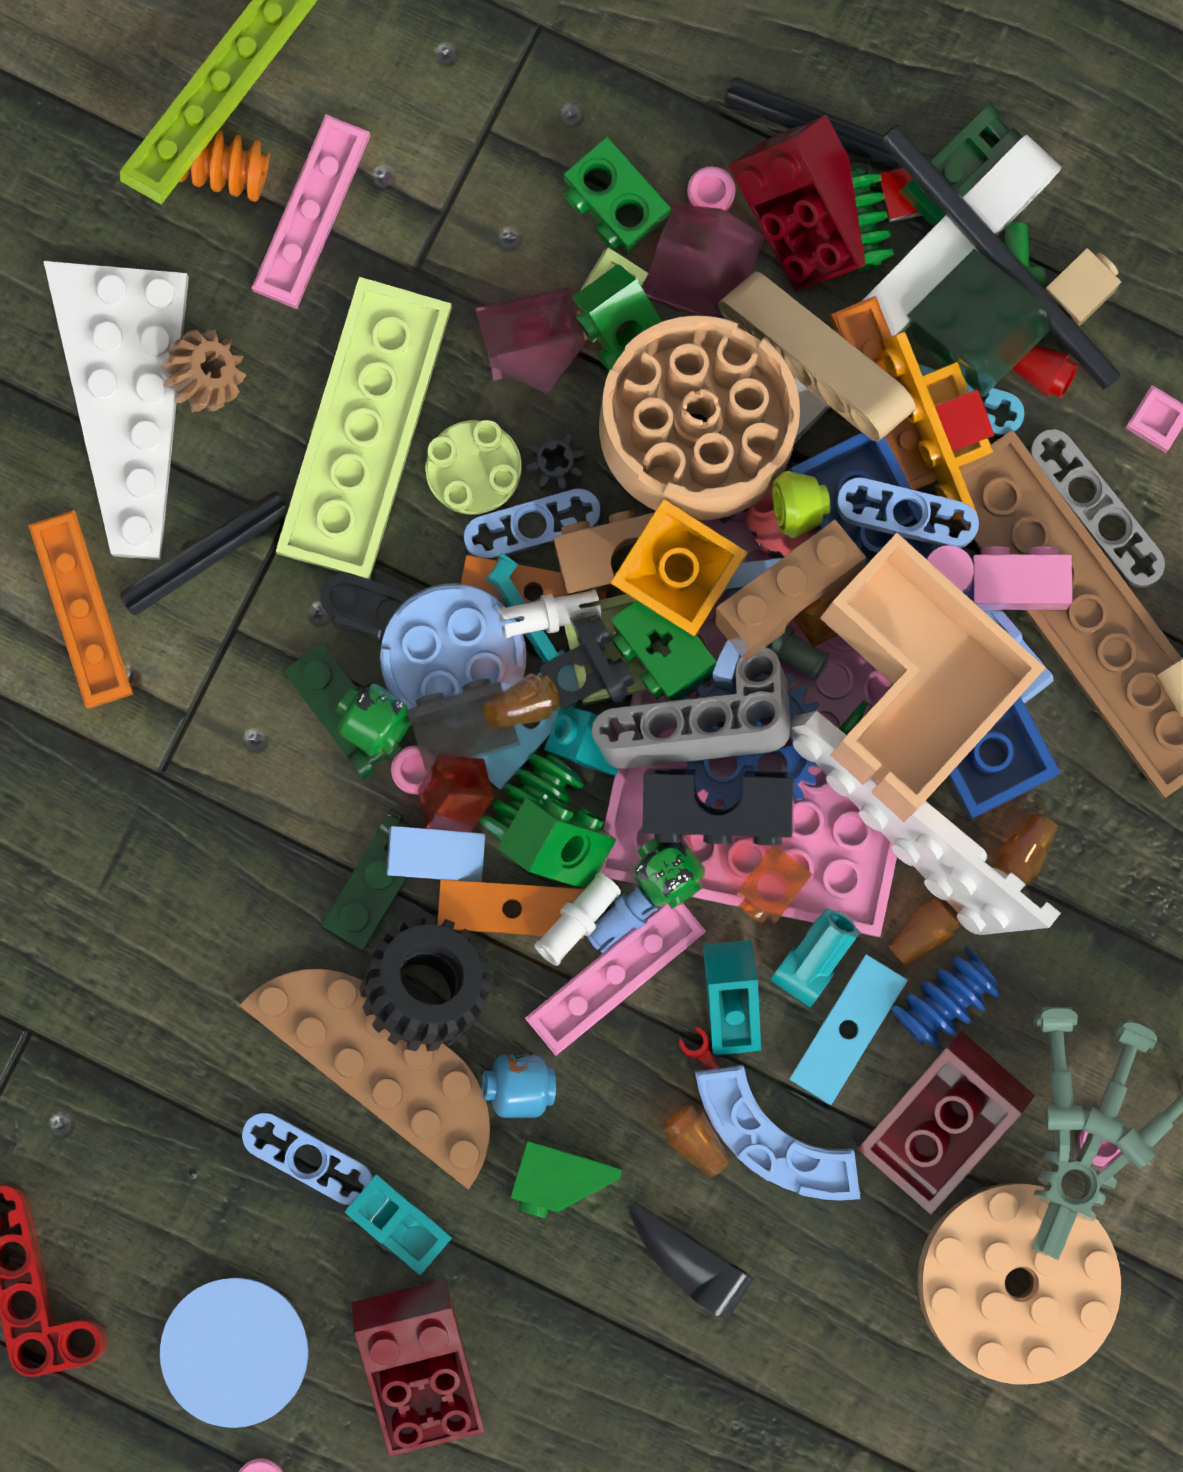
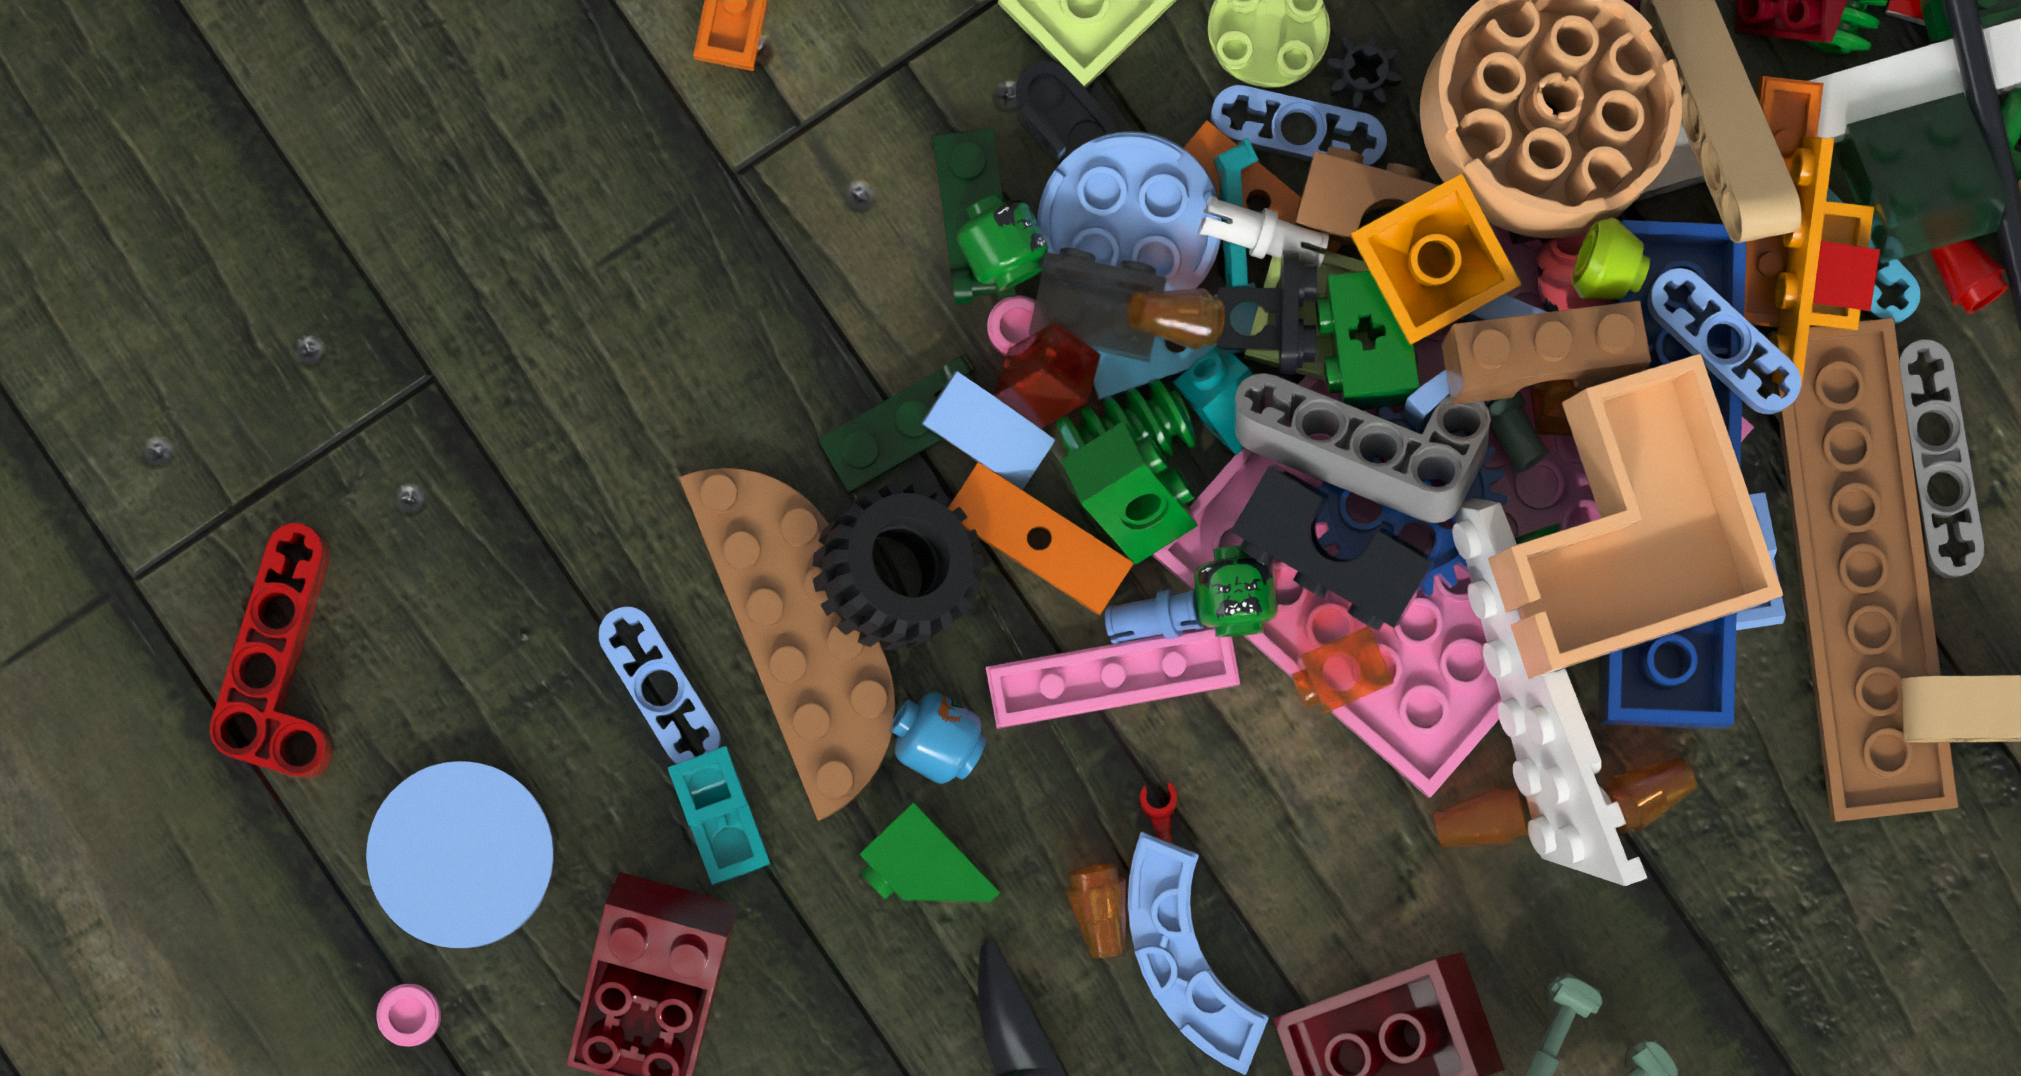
camera: 25 degrees right, 0 degrees up
(577, 919) = (1105, 589): white pin -> none
(732, 997) = (1228, 772): teal slope -> none
(811, 964) = (1340, 782): teal piece -> none
(864, 1003) = (1370, 861): medium azure tile -> none
(948, 1000) = (1466, 910): blue piece -> none
(953, 564) = (1744, 426): bright pink tile -> none
(1021, 581) = (1808, 489): bright pink brick -> none

